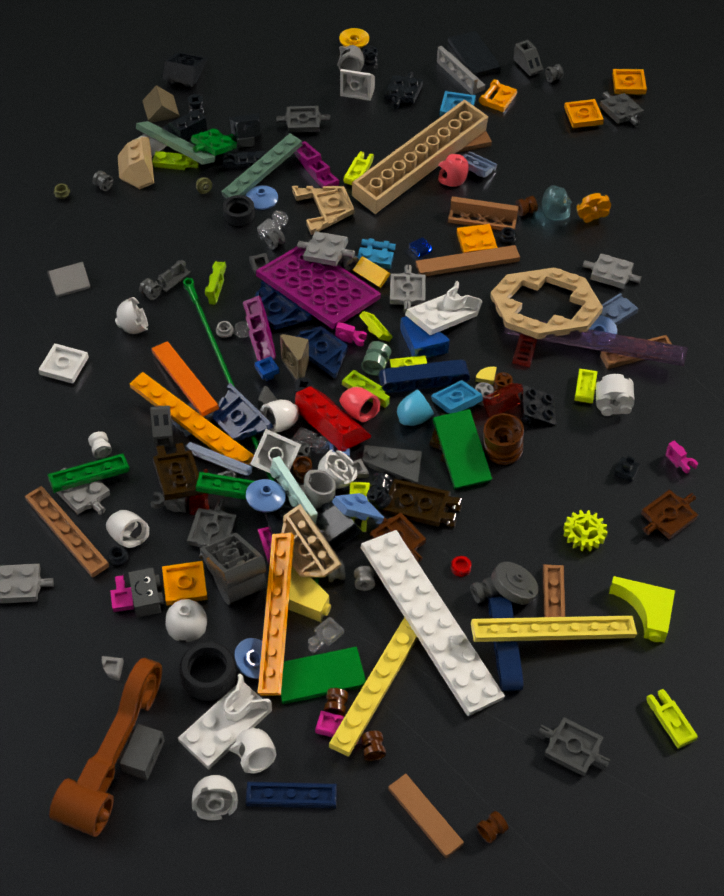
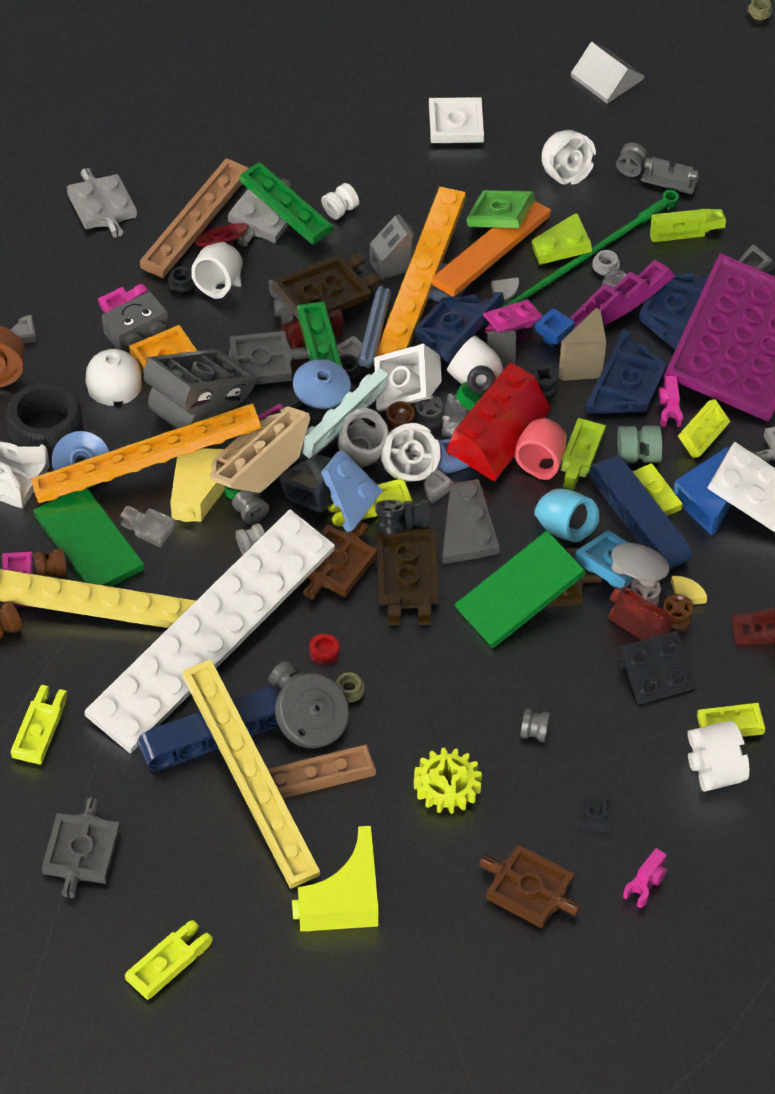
camera: 70 degrees right, 0 degrees up
(94, 518) = (226, 234): none -> dark red dish
(157, 362) = (500, 209): none -> bright green tile
(196, 344) = (562, 241): none -> lime wing
(219, 385) = (507, 286): none -> light grey tile
(251, 386) = (512, 317): none -> dark pink hinge
(300, 413) = (478, 370): none -> black plate
(304, 425) = (467, 396): none -> green tile
(467, 746) = (38, 726): none -> neon yellow hinge
(469, 384) = (639, 563): none -> light grey dish
(495, 556) = (351, 680): none -> olive plate
(503, 439) = (559, 631): reddish brown wheel -> none
(559, 474) = (535, 724): none -> dark grey wheel

